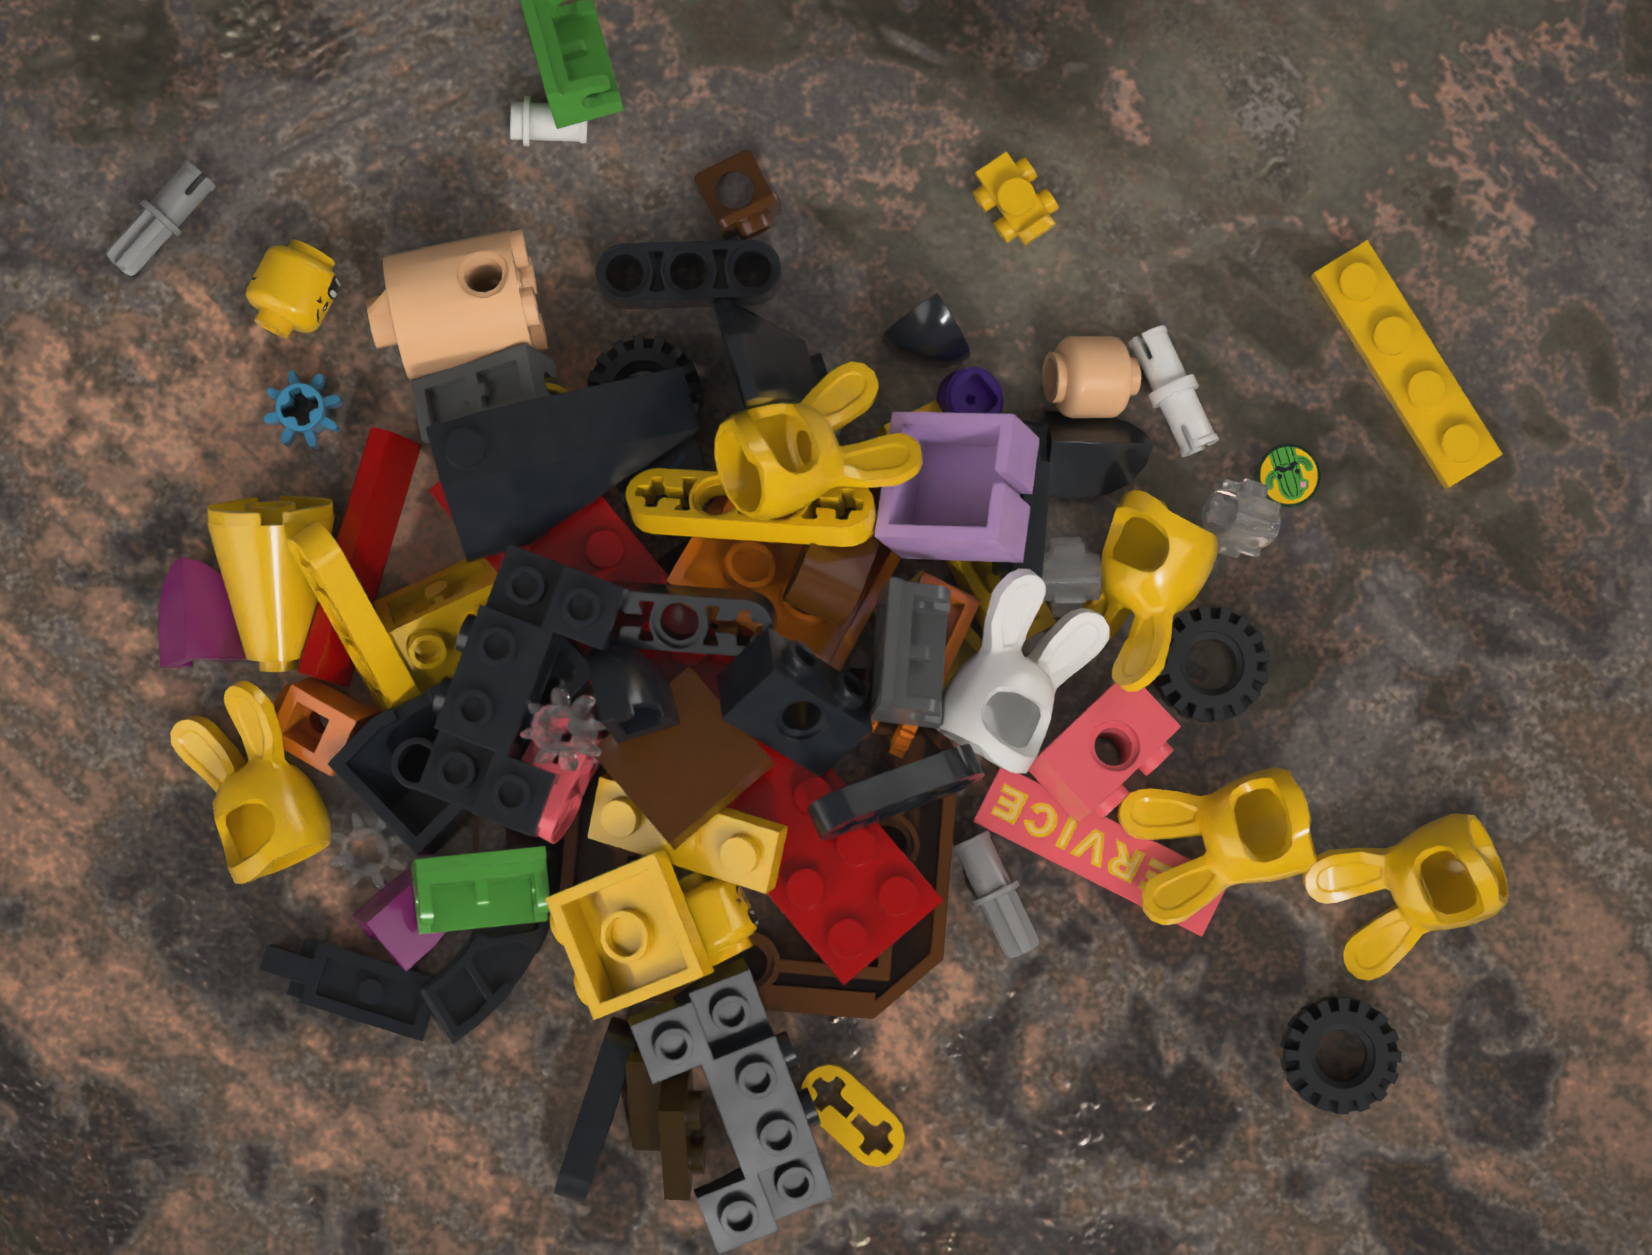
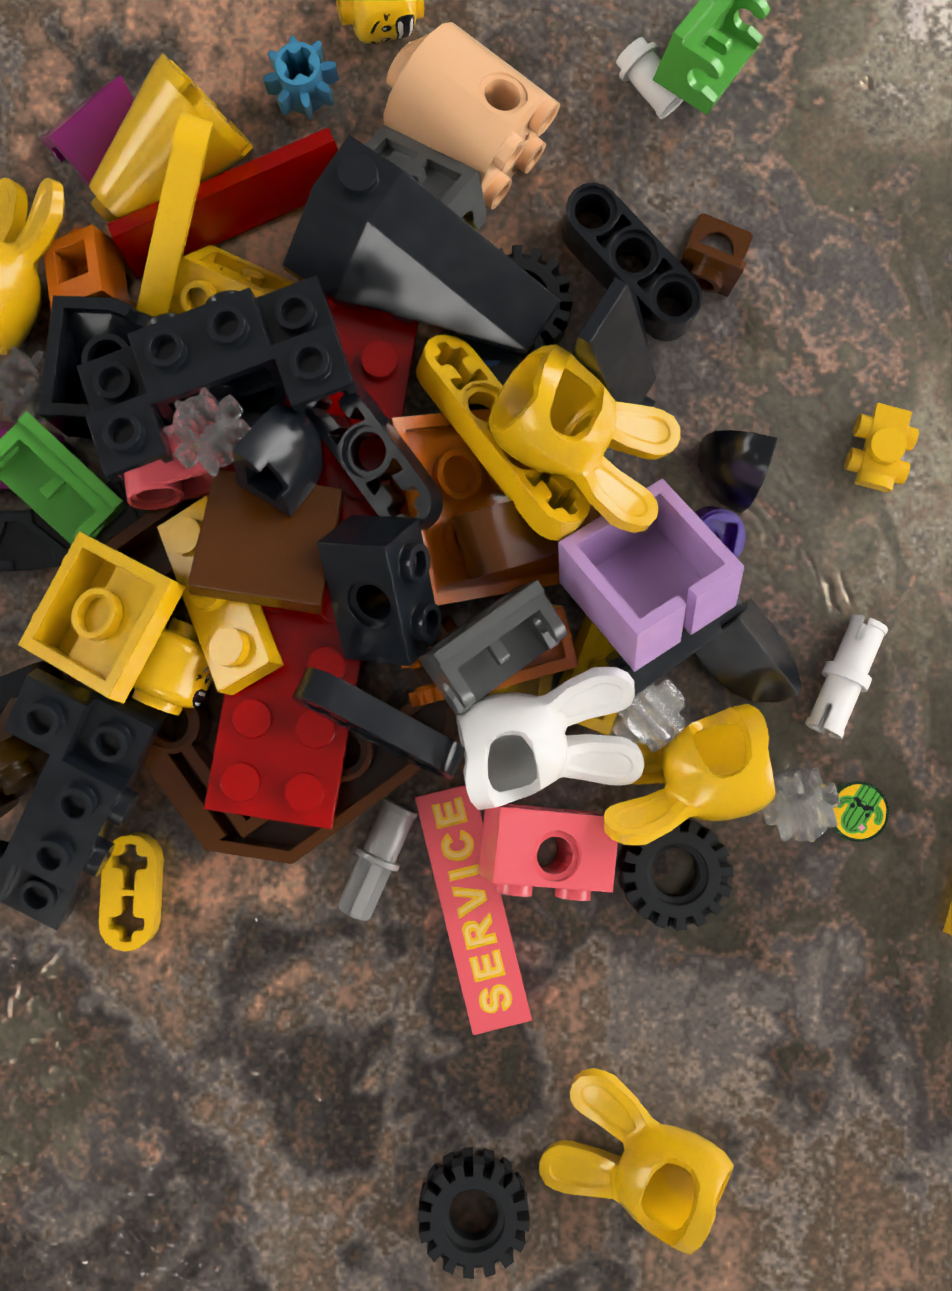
camera: 45 degrees right, 0 degrees up
(1090, 376) = (806, 608): light nougat head -> none
(1250, 832) = (580, 1008): yellow piece -> none

